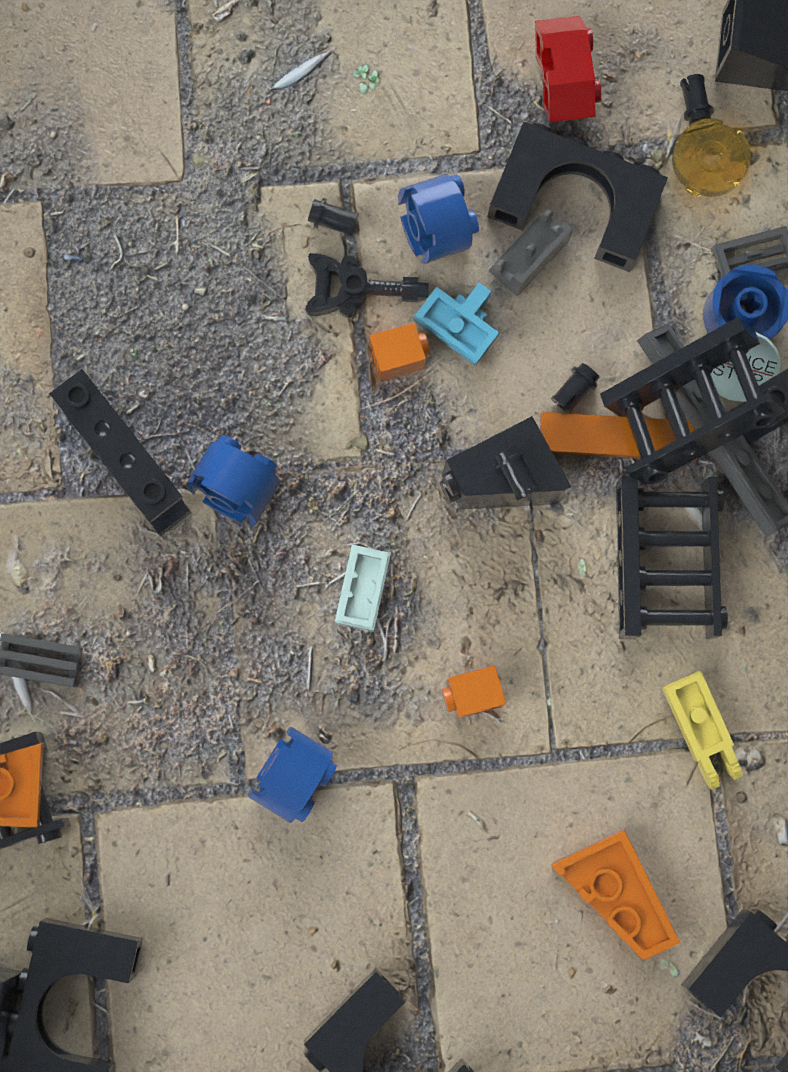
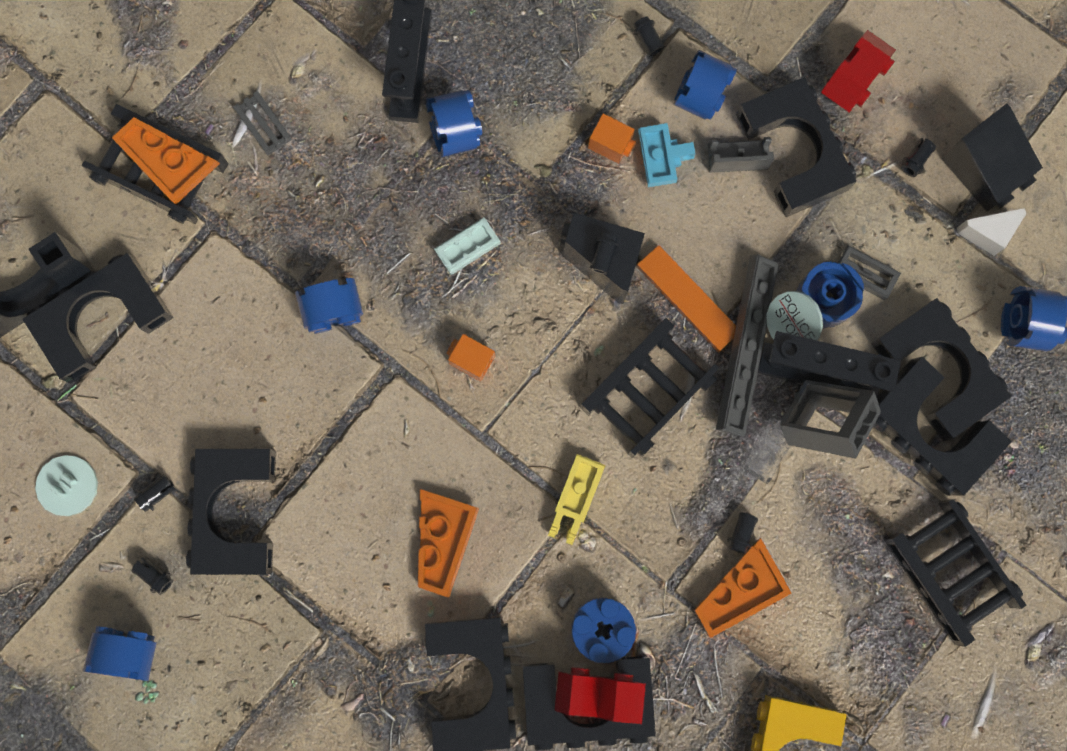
camera: 50 degrees right, 0 degrees up
(354, 286) = (623, 84): black piece -> none
(576, 387) = (691, 249): black pin -> none
(667, 375) = (748, 286): black fence -> none
(720, 139) = (910, 191): clear yellow plate -> none

